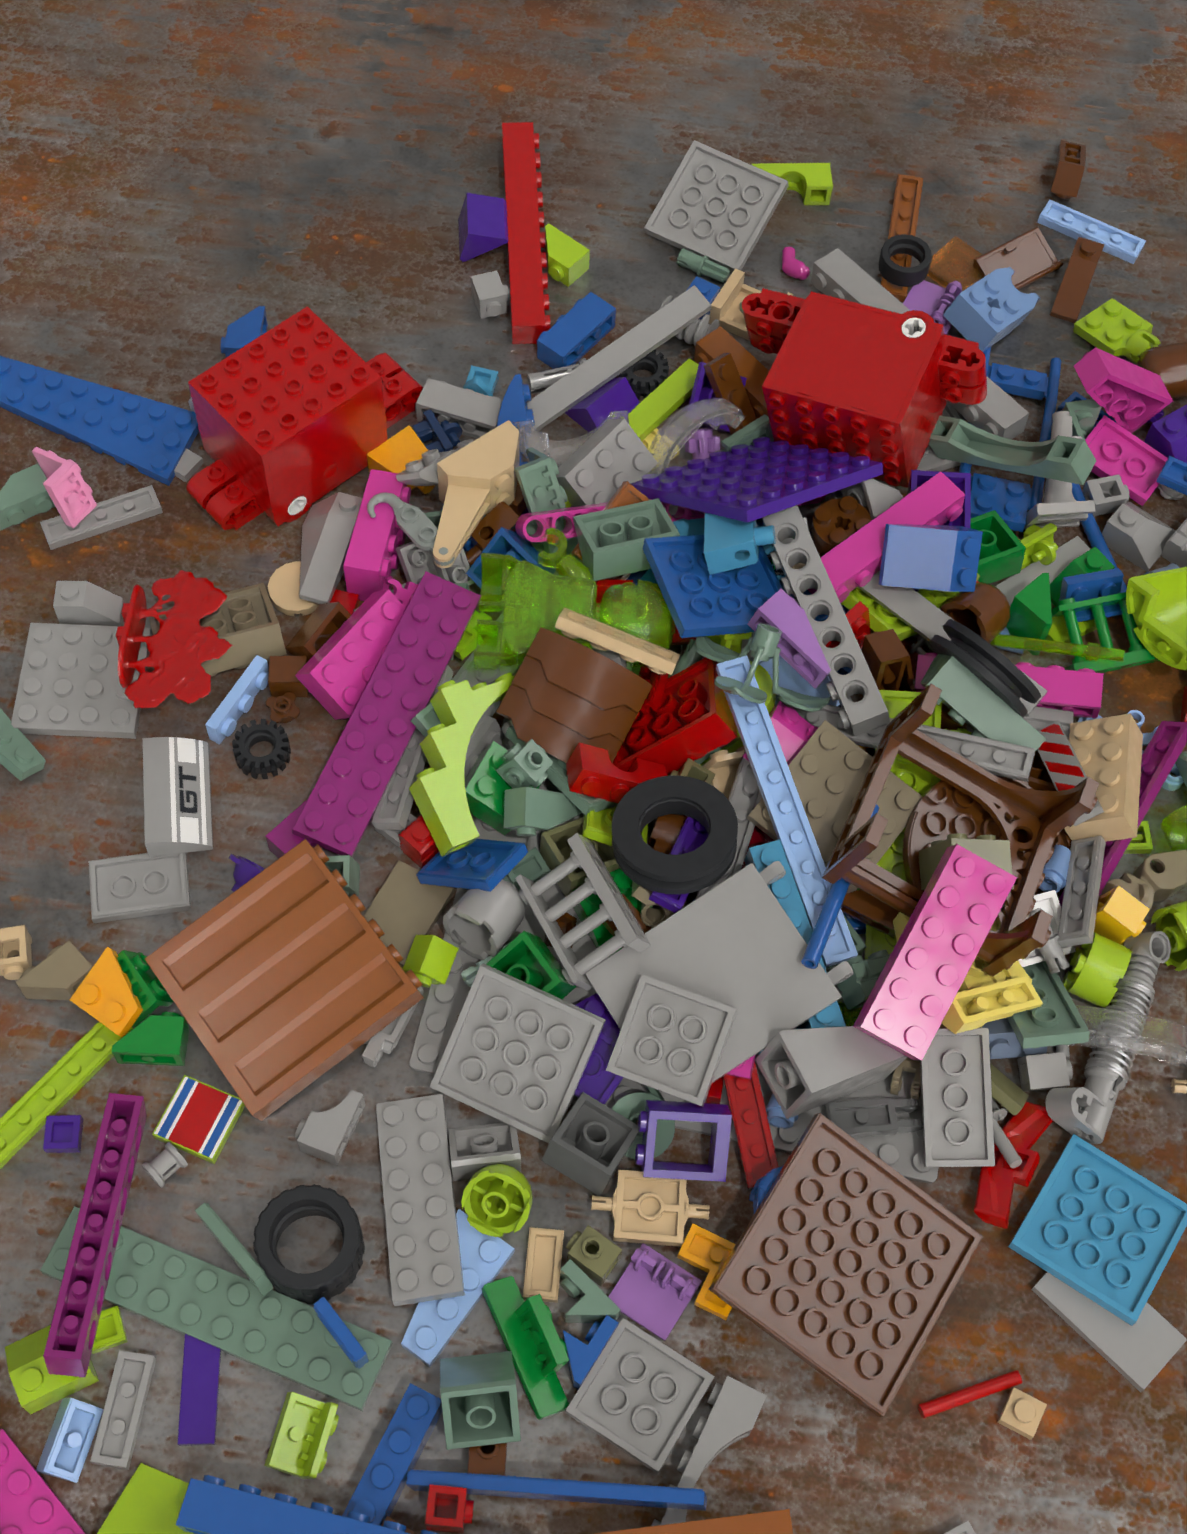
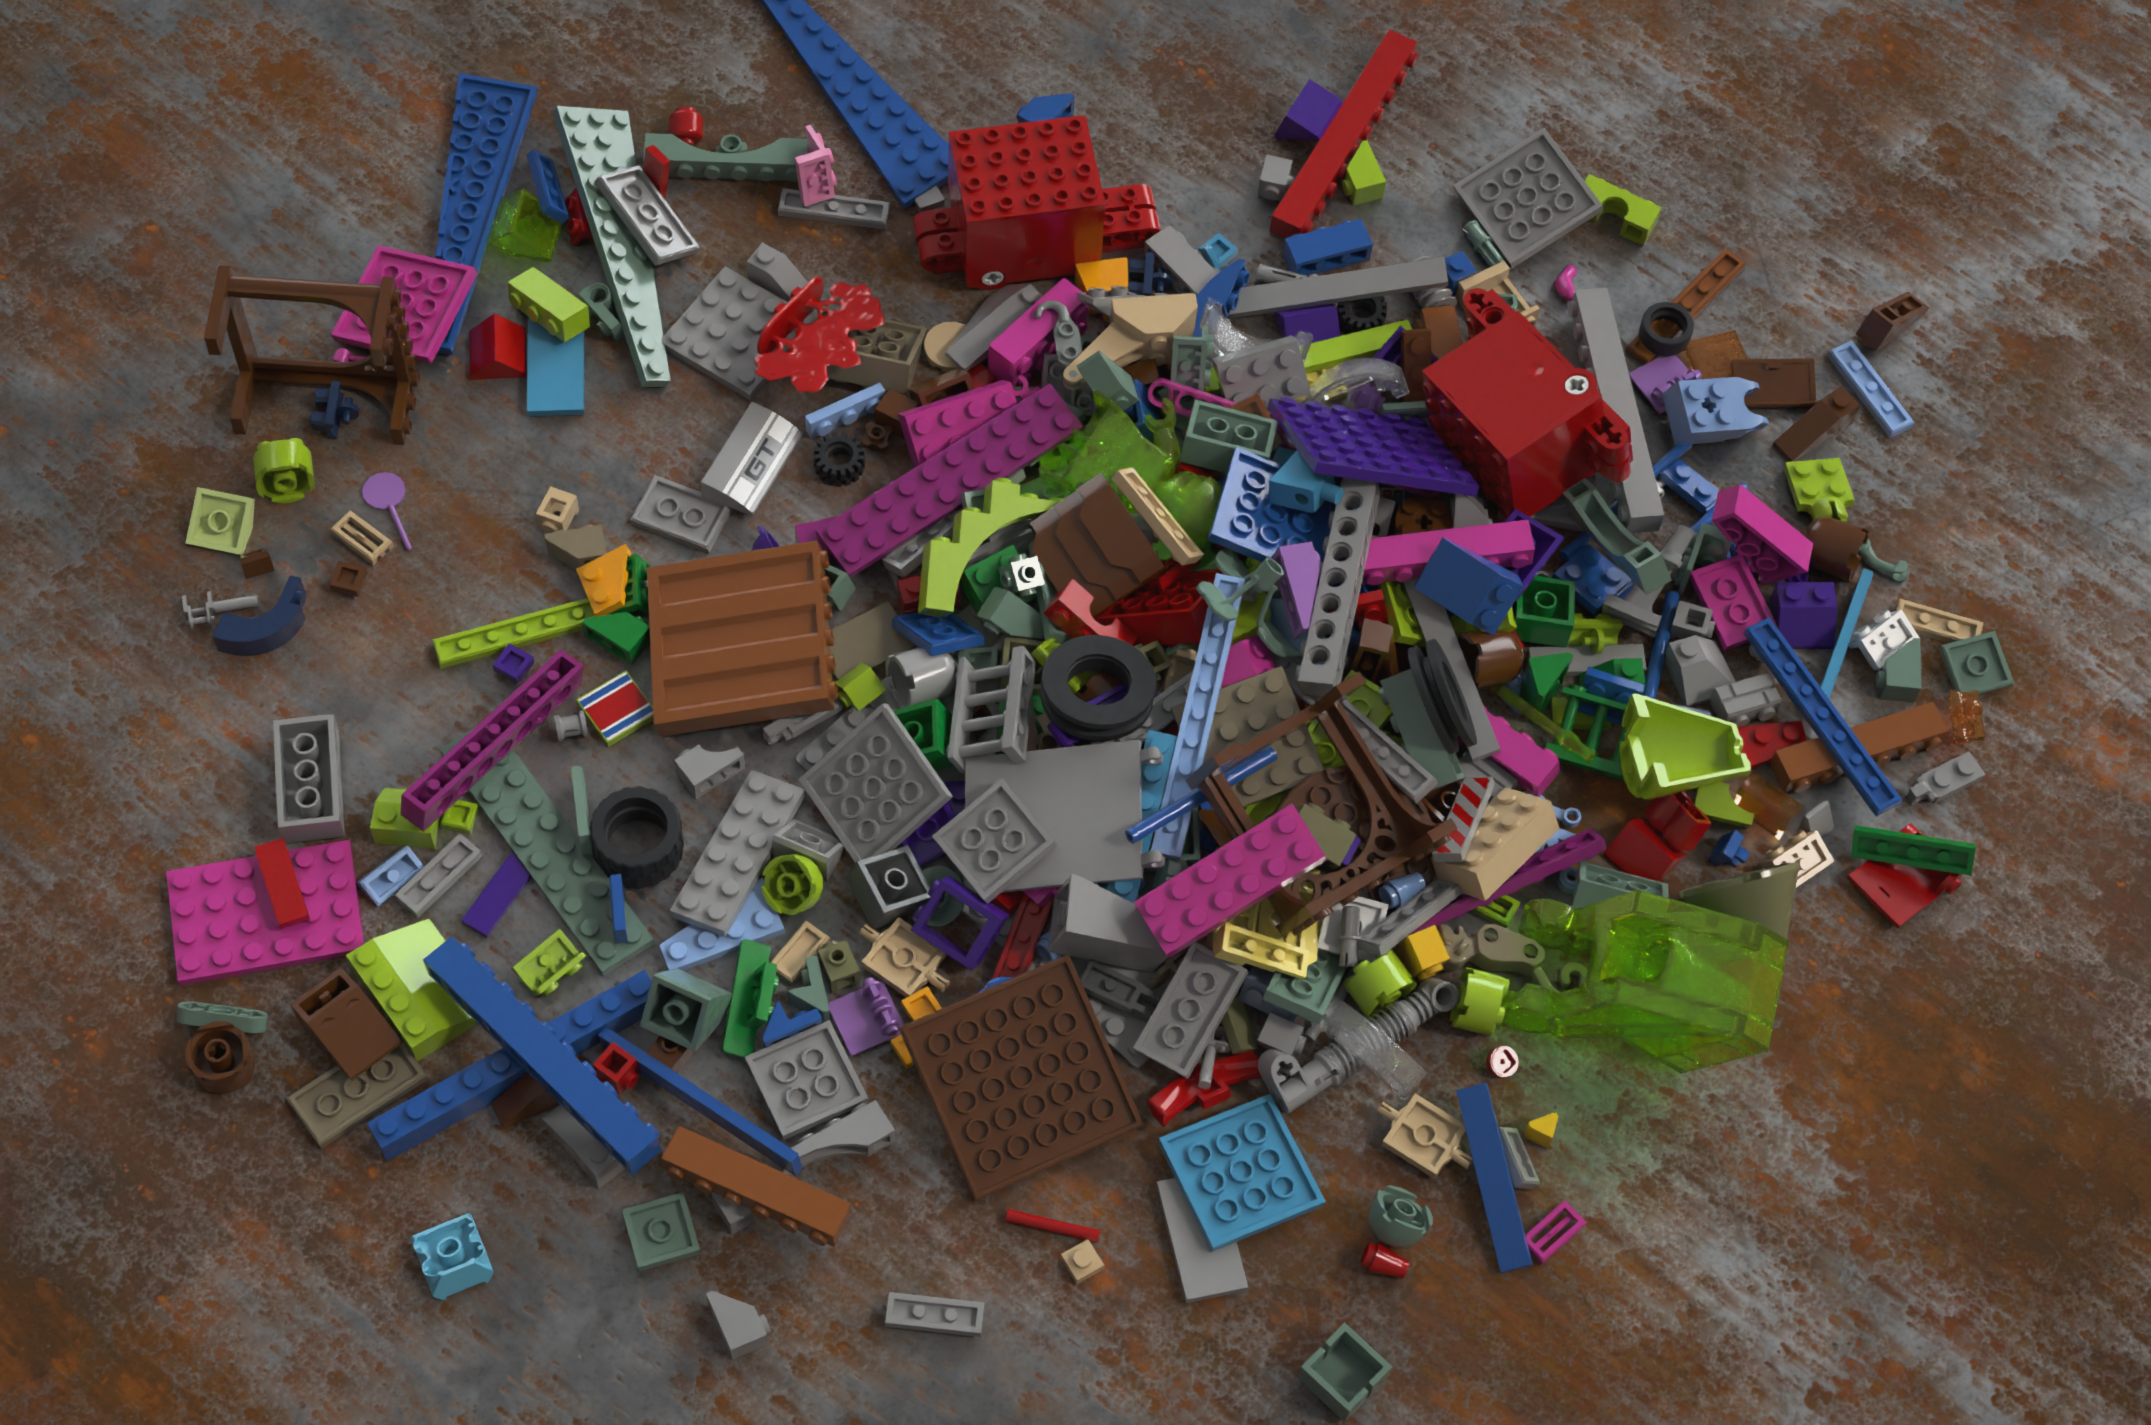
camera: 30 degrees right, 0 degrees up
(477, 538) = (1109, 379): none -> sand green slope

